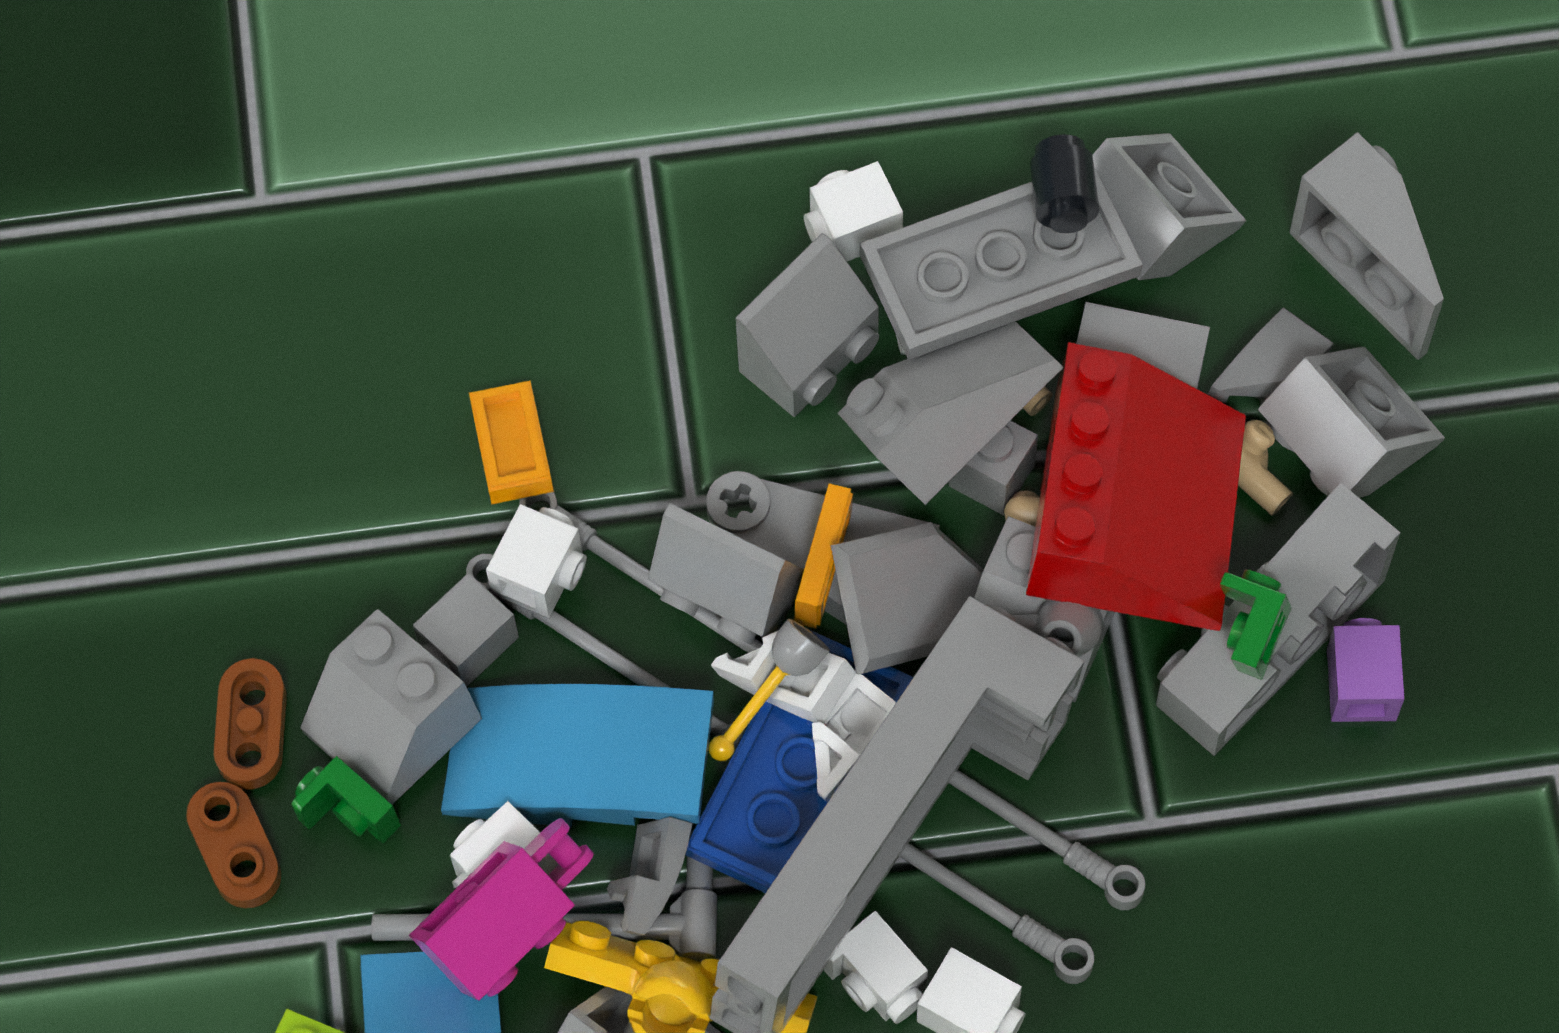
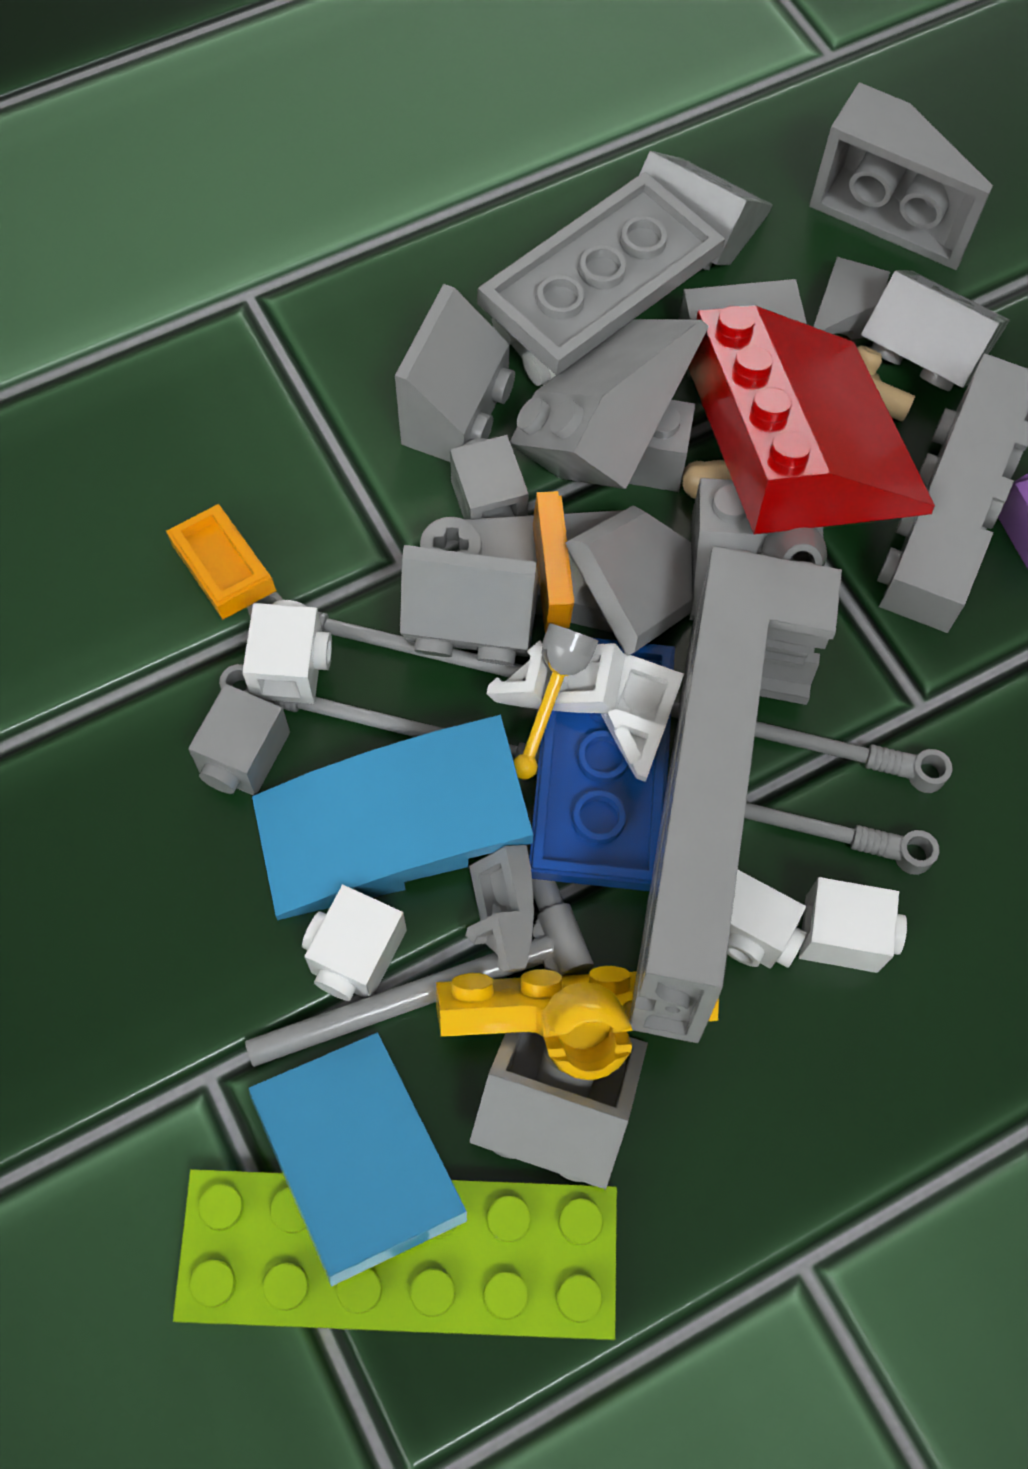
camera: 25 degrees left, 0 degrees up
(231, 842) = (78, 1018): dark orange plate -> none
(250, 727) = (60, 900): dark orange plate -> none
(357, 802) = (191, 936): green bracket -> none
(387, 707) = (190, 836): light grey slope -> none
(502, 912) = (380, 996): dark pink brick -> none
(803, 444) = (488, 479): none -> light grey brick
(853, 208) = (452, 263): white brick -> none
(1064, 184) = (636, 186): black brick -> none
(1256, 633) = (975, 500): green bracket -> none

